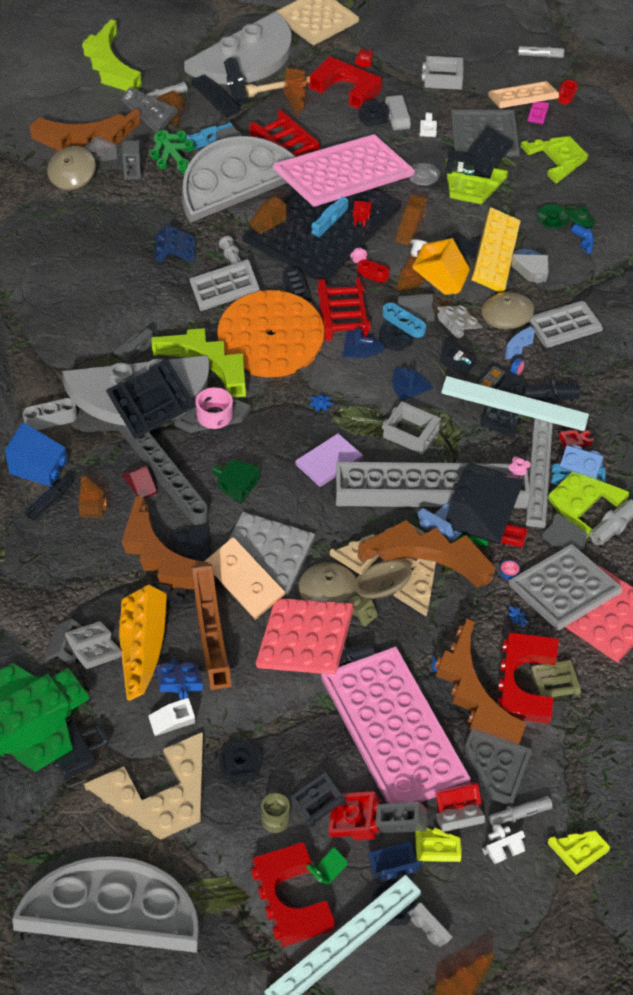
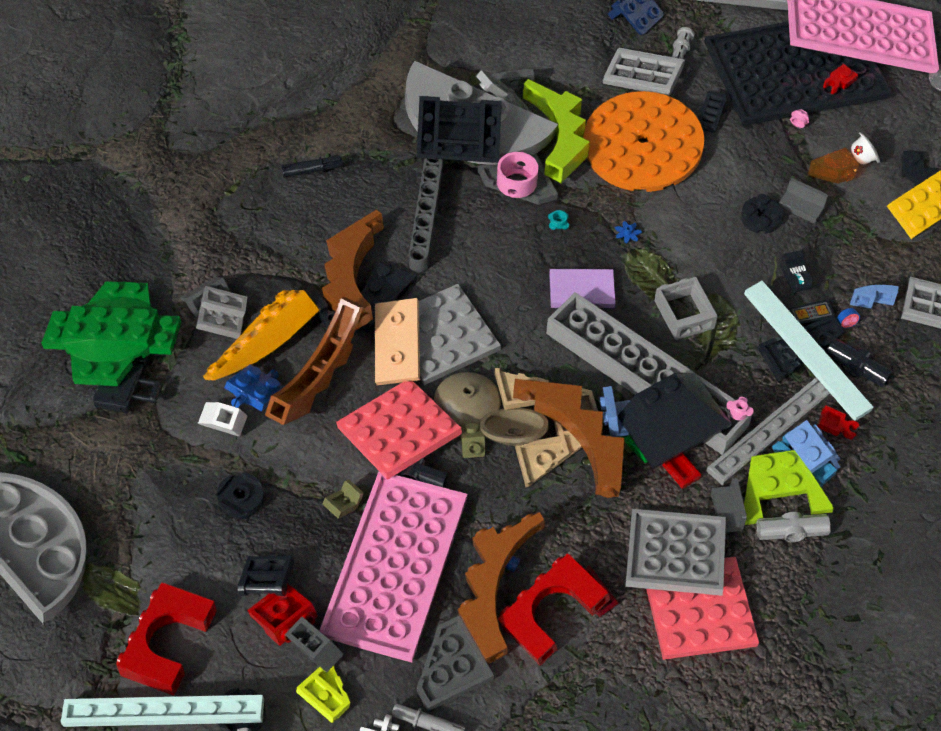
camera: 40 degrees right, 5 degrees up
(35, 456) = (331, 121): blue slope -> none
(50, 414) = (380, 94): light grey beam -> none
(91, 500) = (340, 189): clear orange slope -> none
(139, 356) = (500, 89): none -> light grey wing
(140, 481) = (398, 201): dark red slope -> none
(165, 811) = (150, 493): tan wing -> none
(237, 479) = (481, 252): dark green torso -> none
(267, 423) = (558, 220): none -> teal plate
(269, 215) = (746, 29): clear orange slope -> none
(275, 813) = (220, 559): olive wheel -> none
(317, 709) = (345, 500): none -> olive bracket
(328, 315) = (721, 143): red fence -> none
(329, 216) = (813, 64): dark azure piece -> none
(329, 867) = (217, 640): green bracket -> none
(360, 347) = (719, 203): dark blue shield -> none
(373, 270) = (798, 138): red plate -> none
(393, 860) = (273, 677): dark blue bracket -> none
(409, 383) = (729, 266): dark blue shield -> none
(411, 219) = (886, 113): clear orange slope -> none
(414, 326) = (775, 211): dark azure beam -> none
(442, 266) = (865, 175): light orange slope -> none
(457, 319) = (837, 236): light grey hinge -> none
(458, 796) = (385, 666): red plate -> none
(460, 818) = (369, 685): light grey plate -> none
(507, 310) = (896, 258): dark tan dish -> none
(509, 569) = (646, 499): tile -> none
(518, 617) = (608, 547): blue plant -> none
(555, 674) = (582, 622): olive plate -> none

